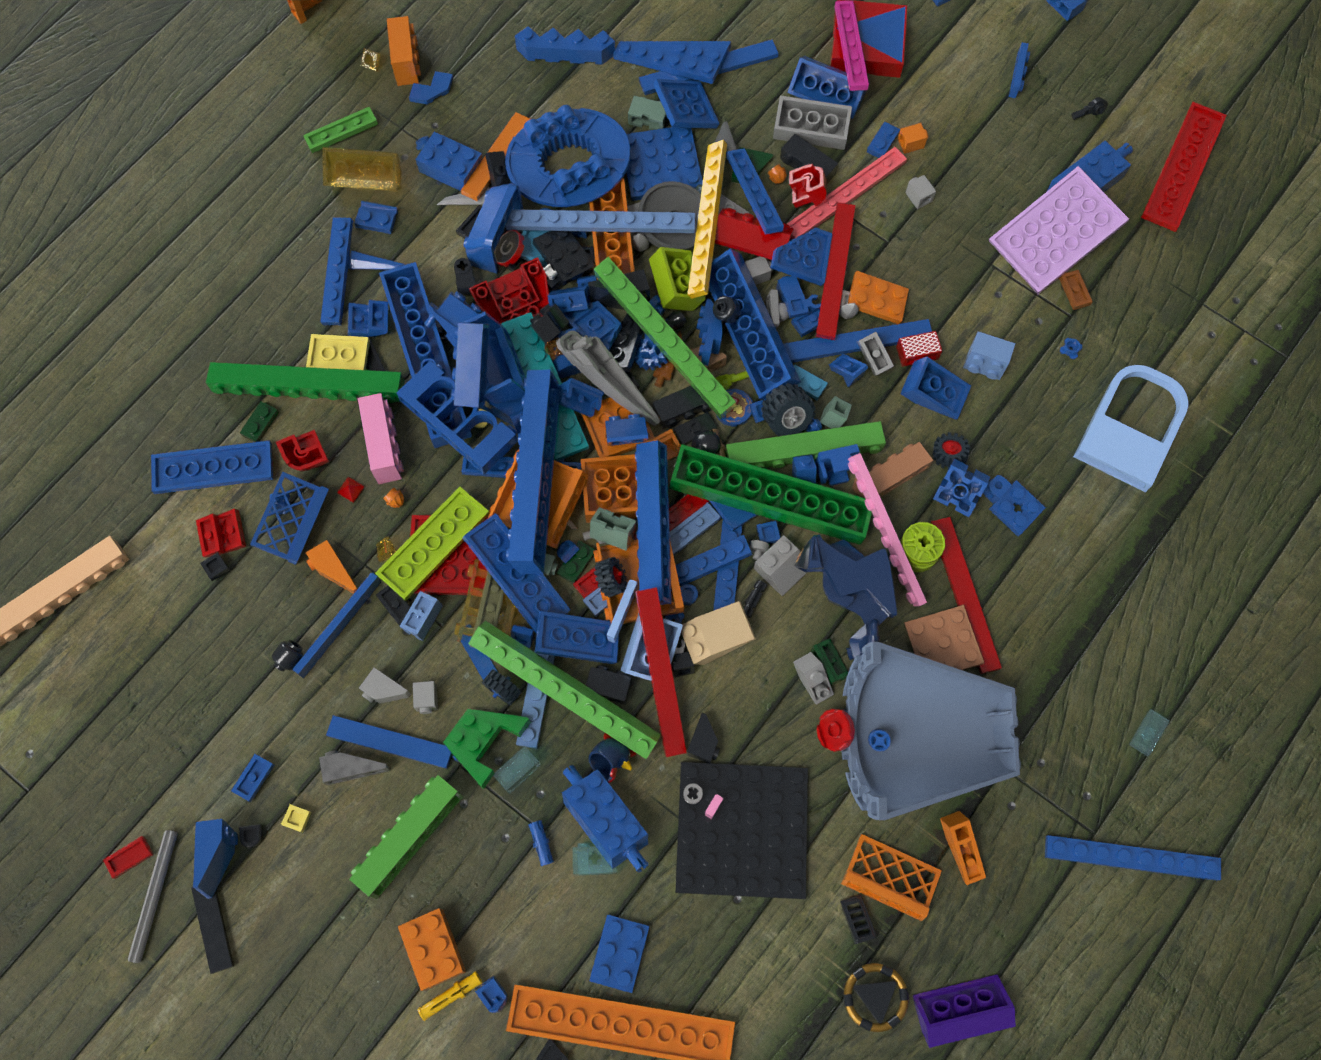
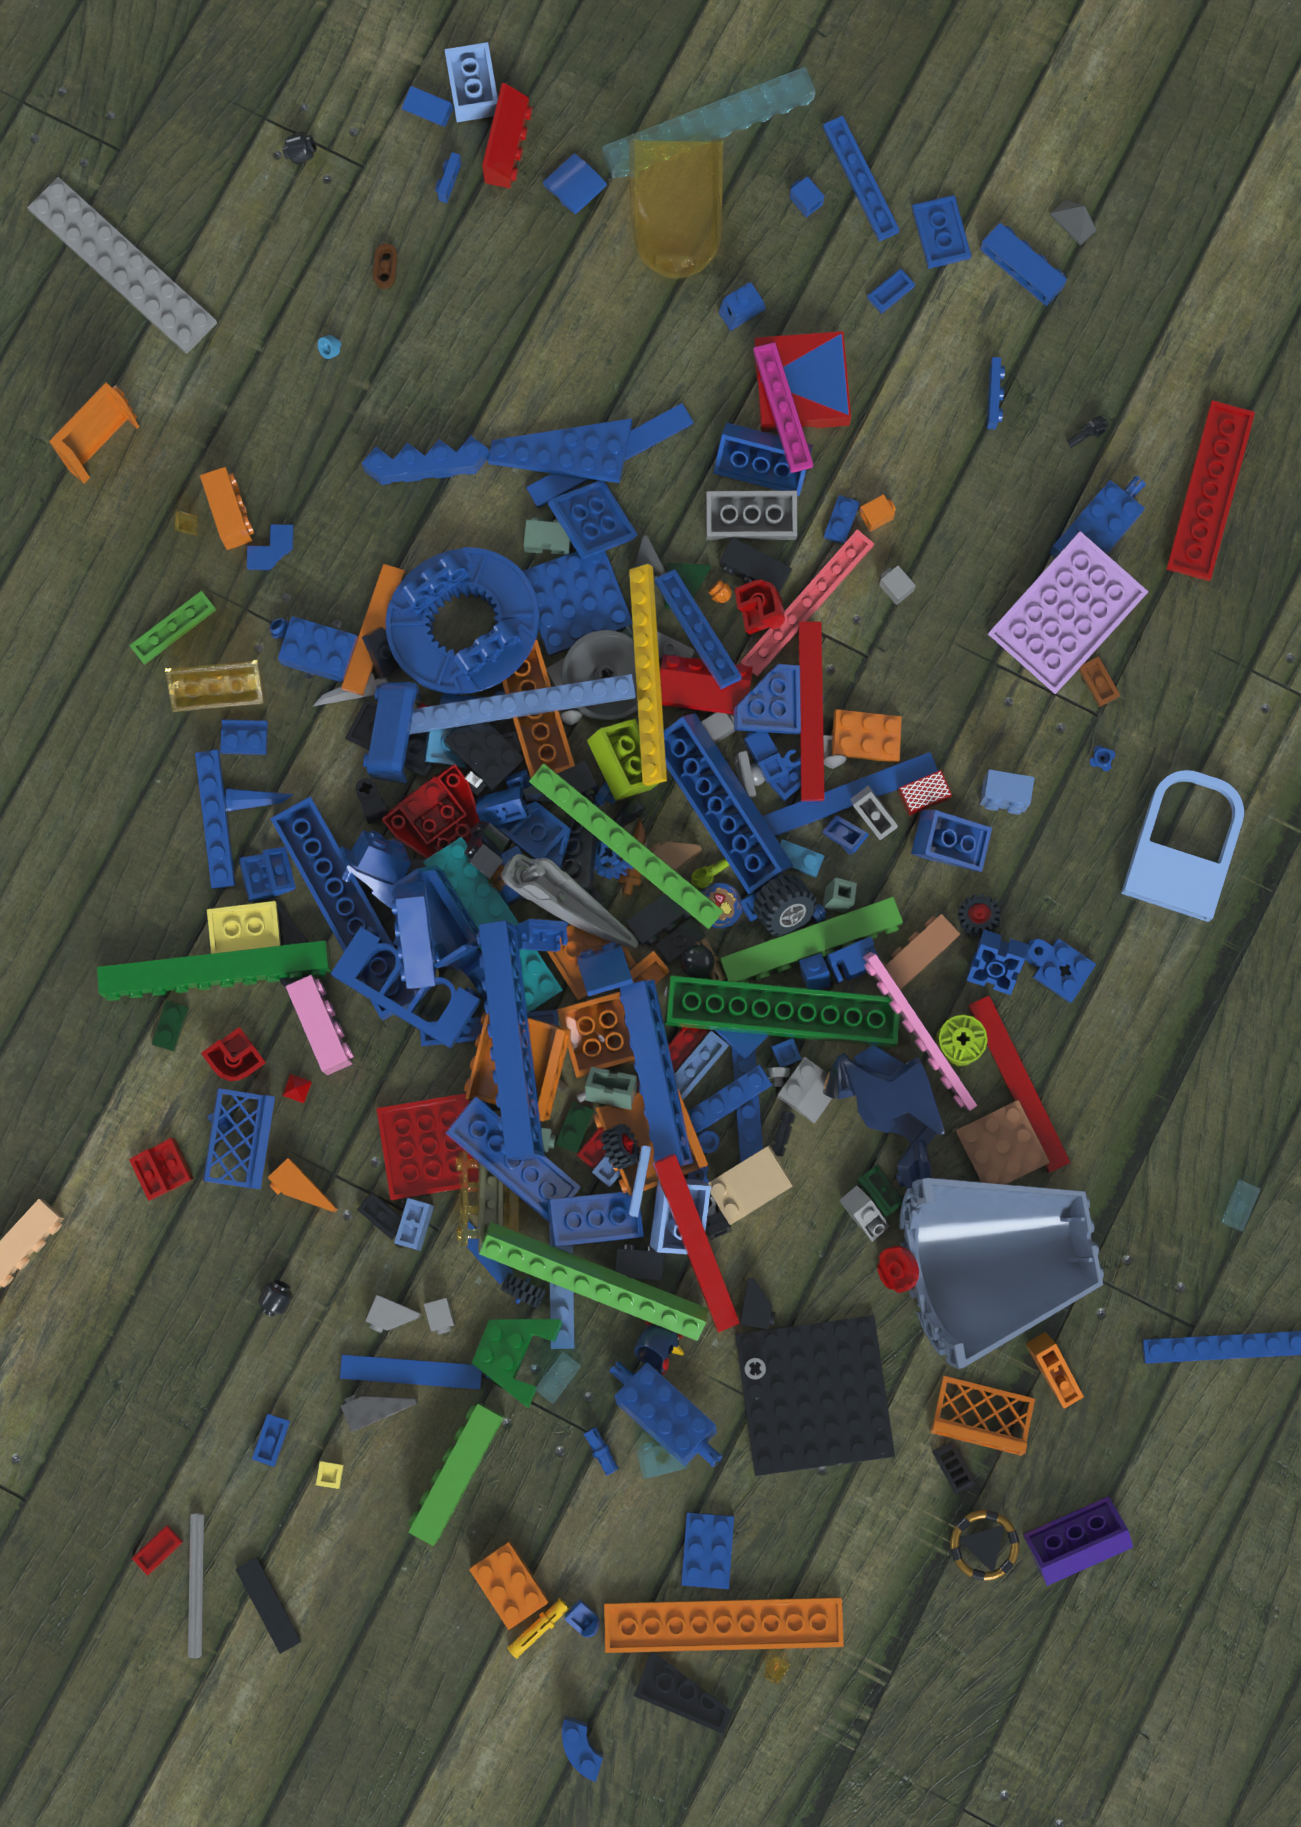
camera: 10 degrees left, 10 degrees up
(211, 467) = (130, 1092): blue plate -> none
(213, 852) = (252, 1527): blue slope -> none
(215, 566) = (166, 1210): black plate -> none
(251, 835) = (284, 1502): black tile -> none
(337, 625) = (322, 1252): blue tile -> none
(385, 549) = (354, 1154): clear yellow slope -> none
(394, 498) = (351, 1091): orange plate -> none
(432, 543) = (409, 1139): lime plate -> none
(509, 248) = (419, 756): tile -> none
(522, 635) = (532, 1226): blue plate -> none
(566, 550) = (562, 1117): blue tile -> none
(710, 332) = (677, 819): blue slope -> none
(714, 805) = (780, 1378): bright pink tile -> none
(727, 309) = (692, 795): black head -> none
(882, 743) = (950, 1274): blue wheel -> none

